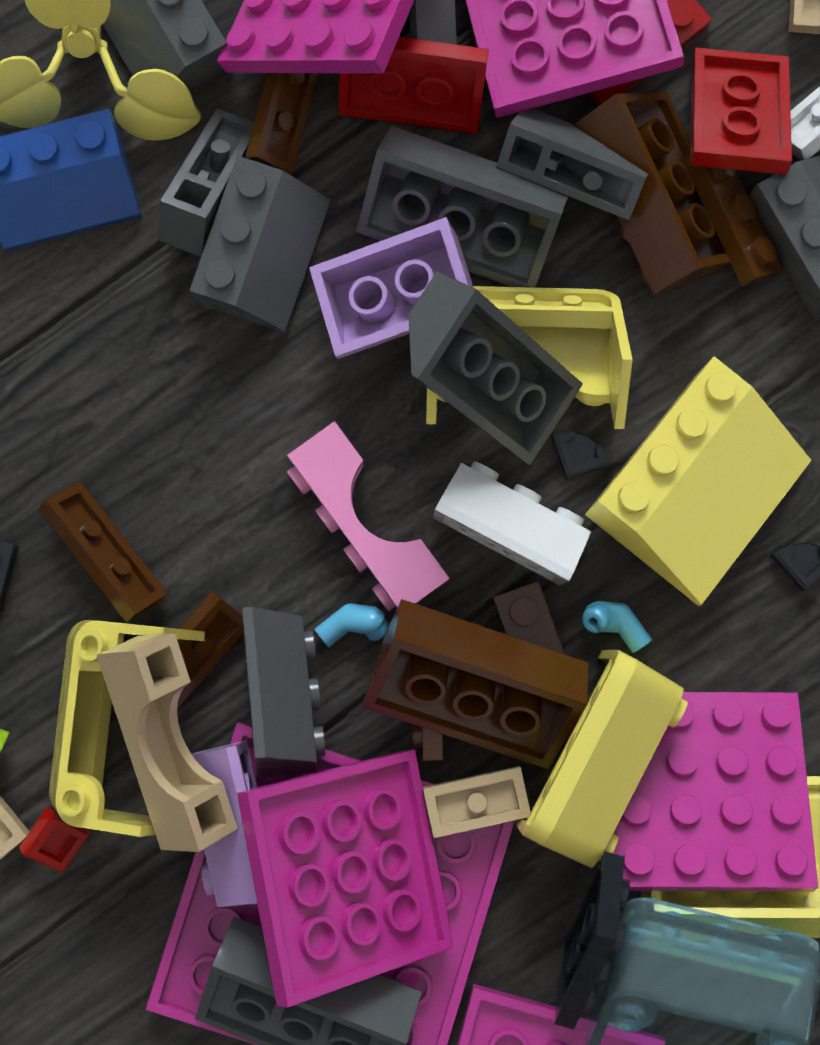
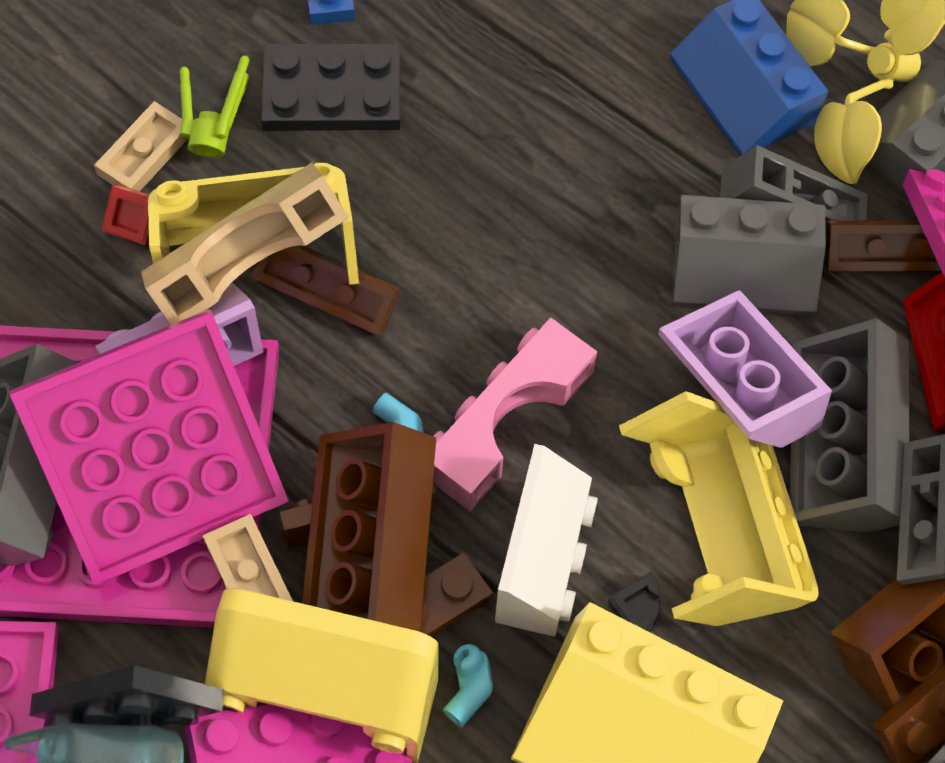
camera: 75 degrees right, 20 degrees down
(103, 551) = (412, 192): reddish brown plate -> none
(281, 693) = (317, 356): dark grey slope -> none
(487, 366) = (688, 458): dark grey slope -> none

